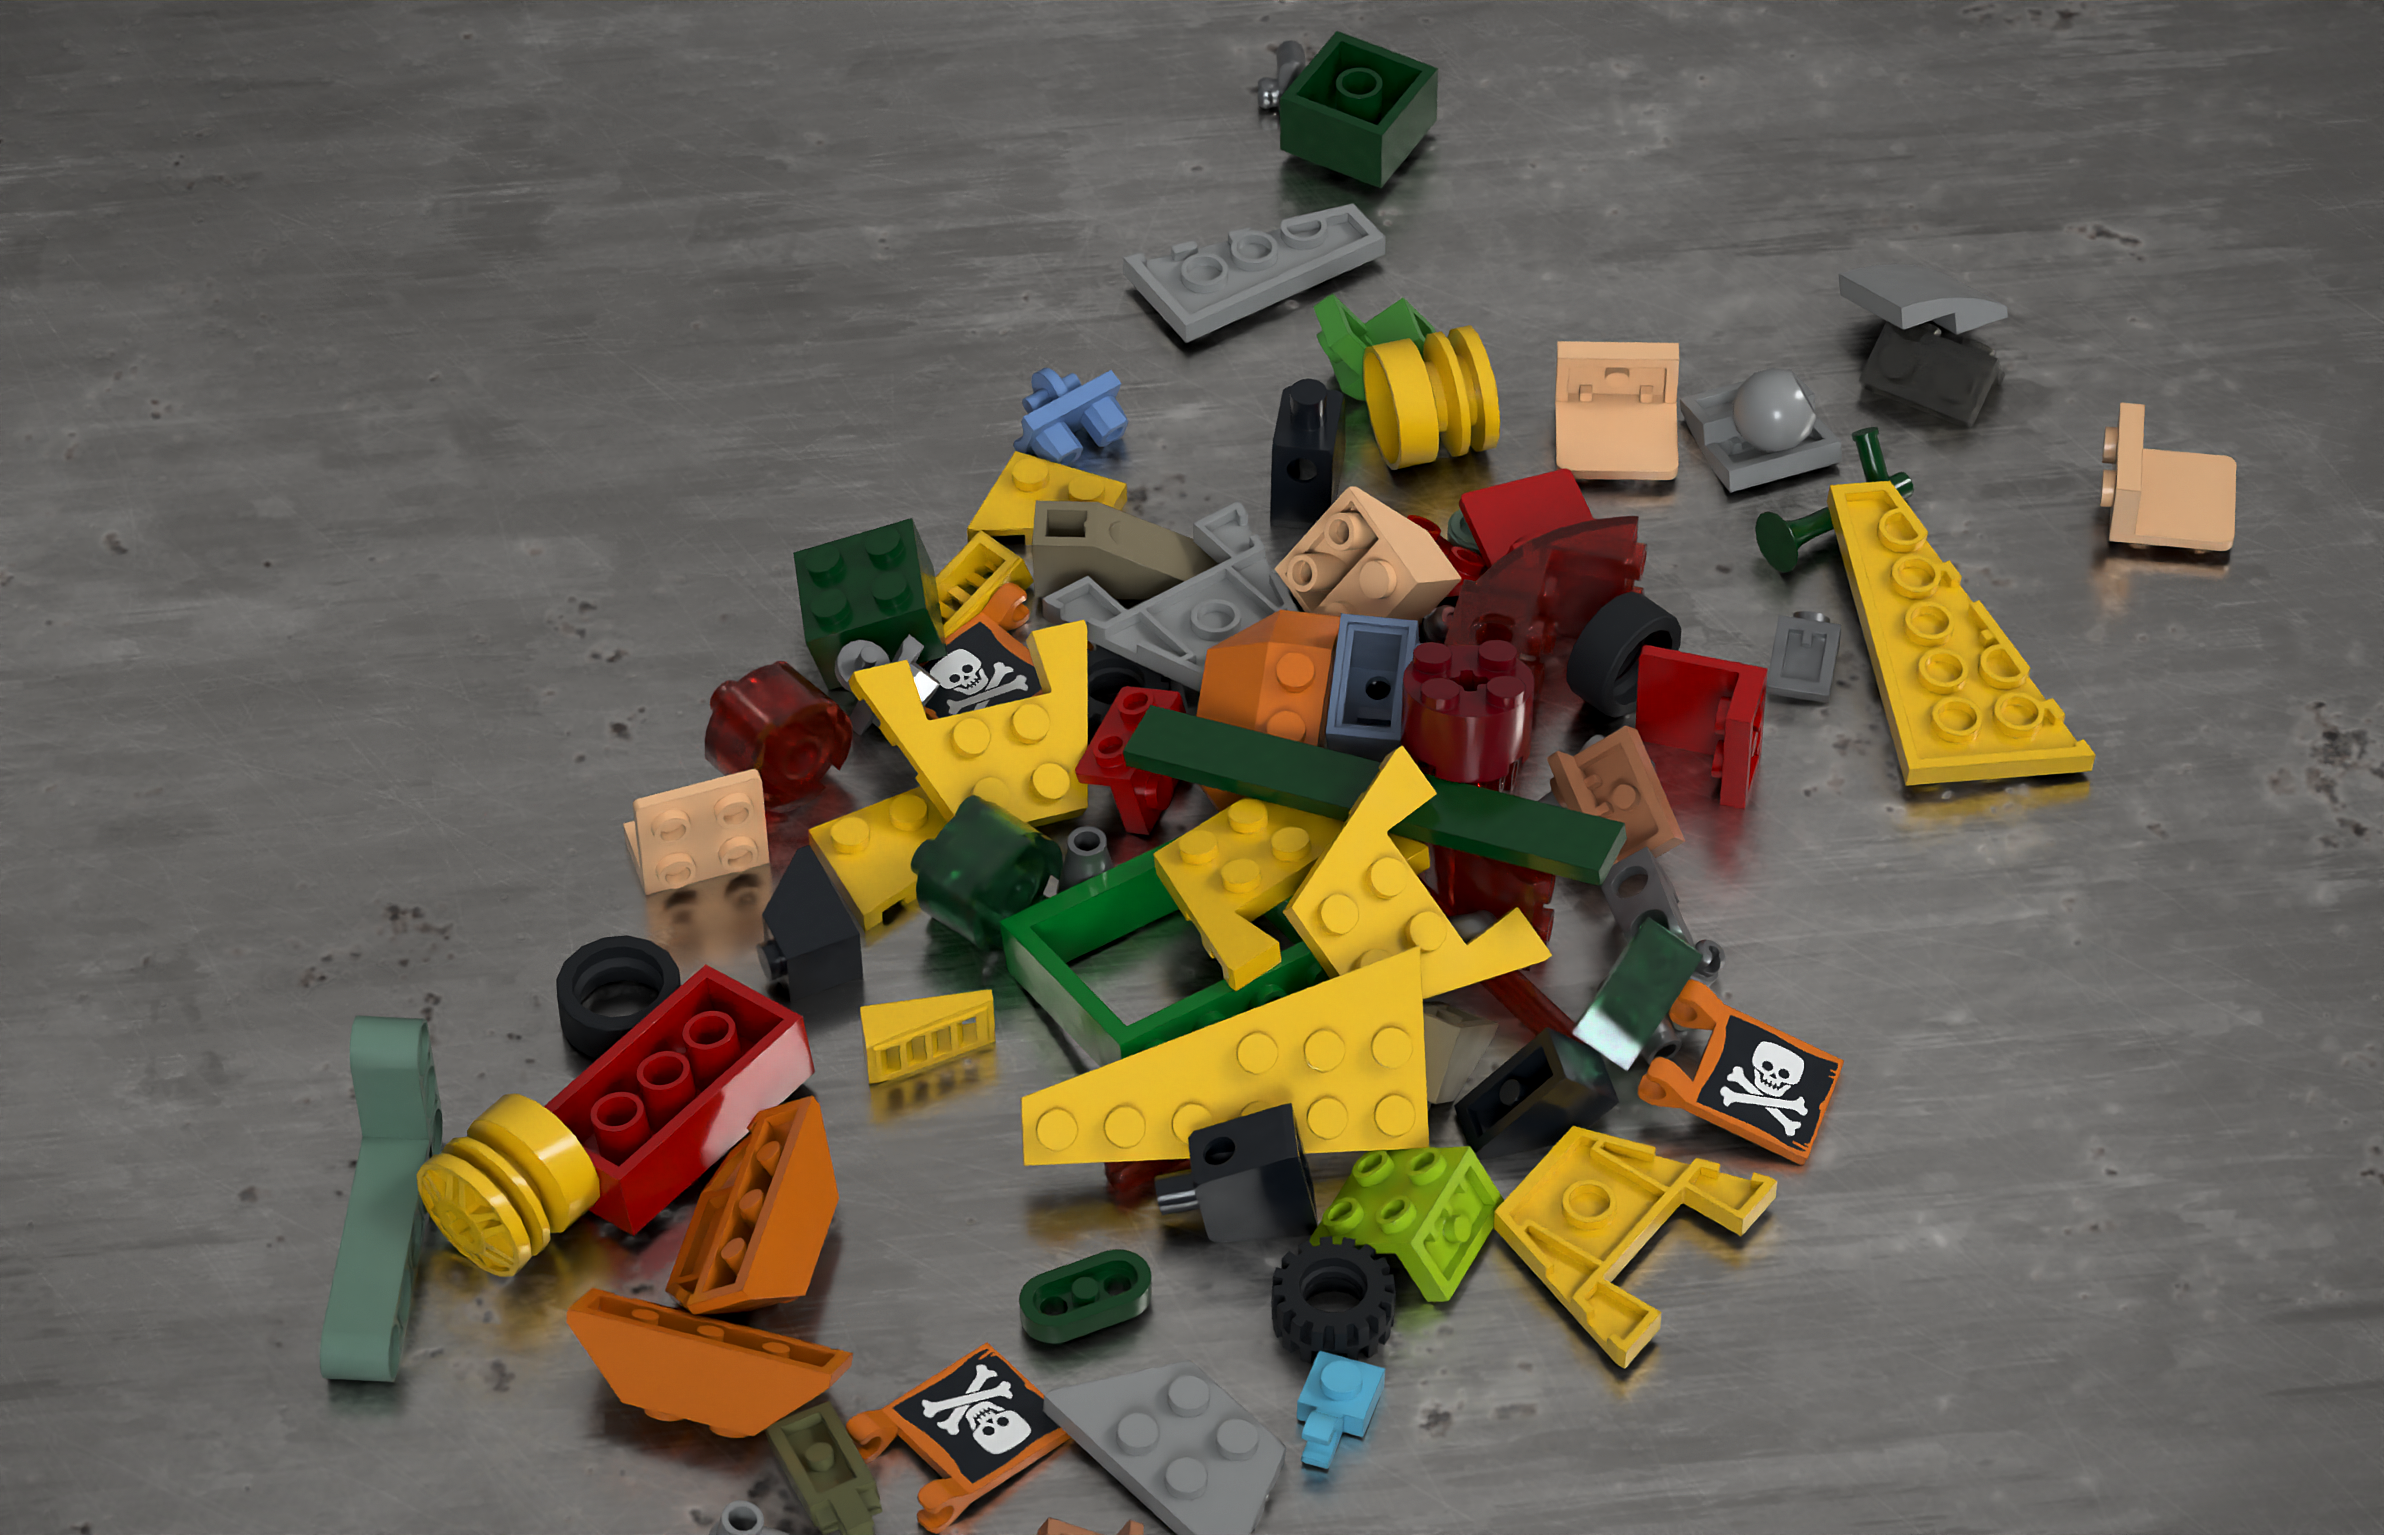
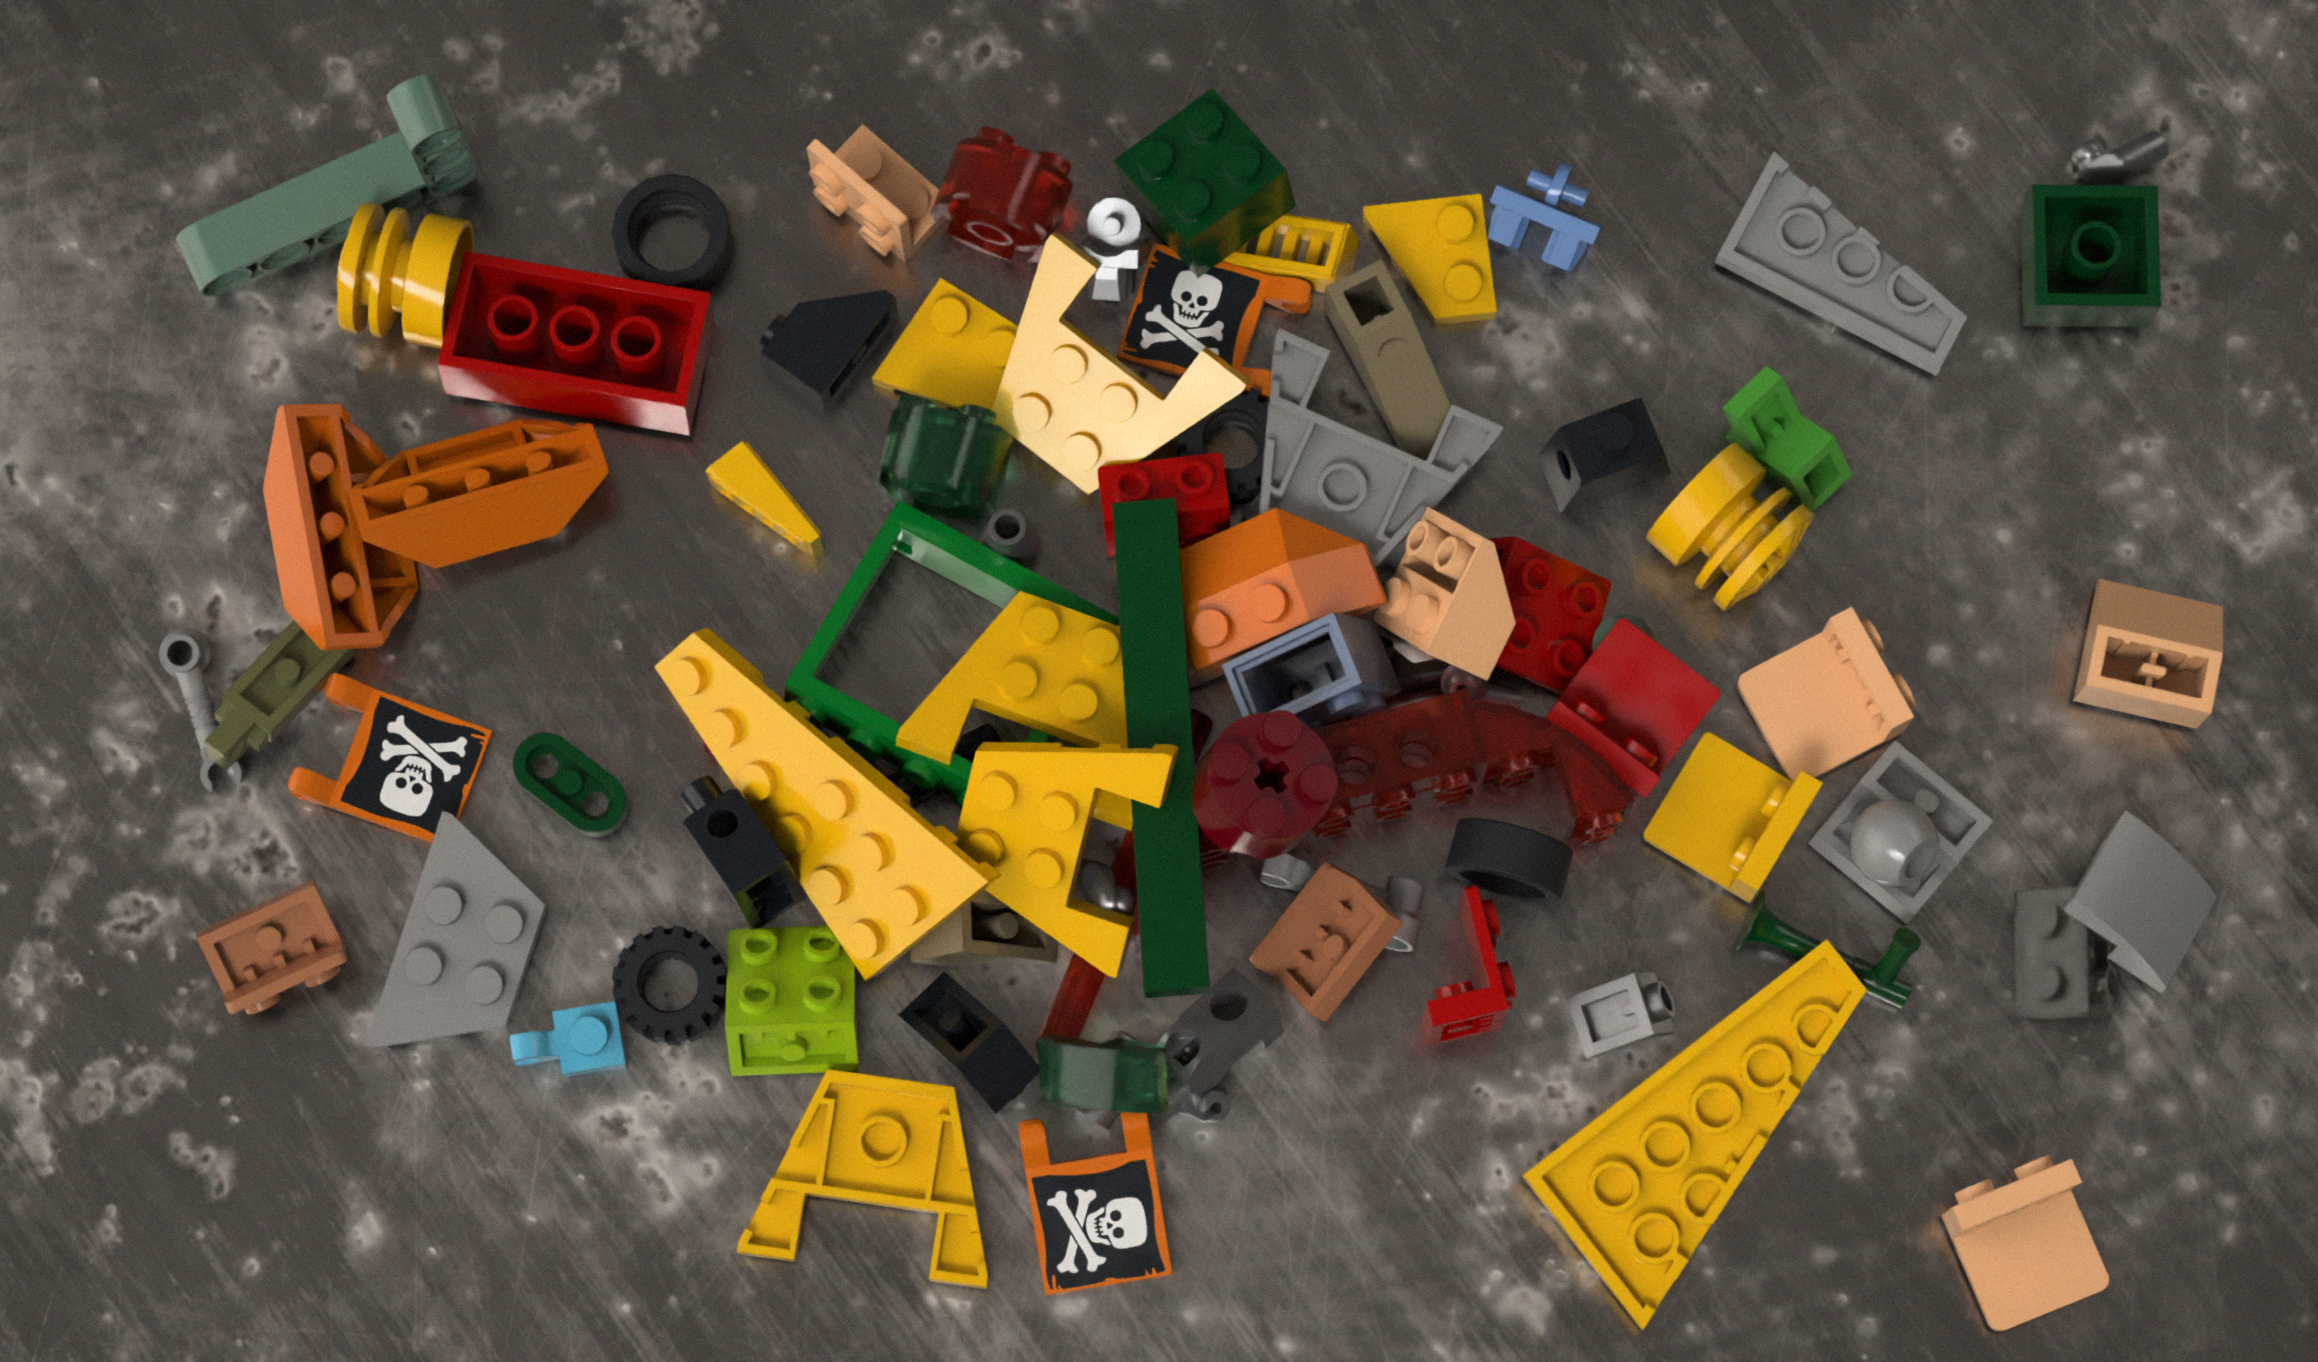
camera: 60 degrees right, 30 degrees up
(1694, 513) = (1729, 816): none -> yellow bracket
(1722, 215) = (2151, 654): none -> light nougat slope

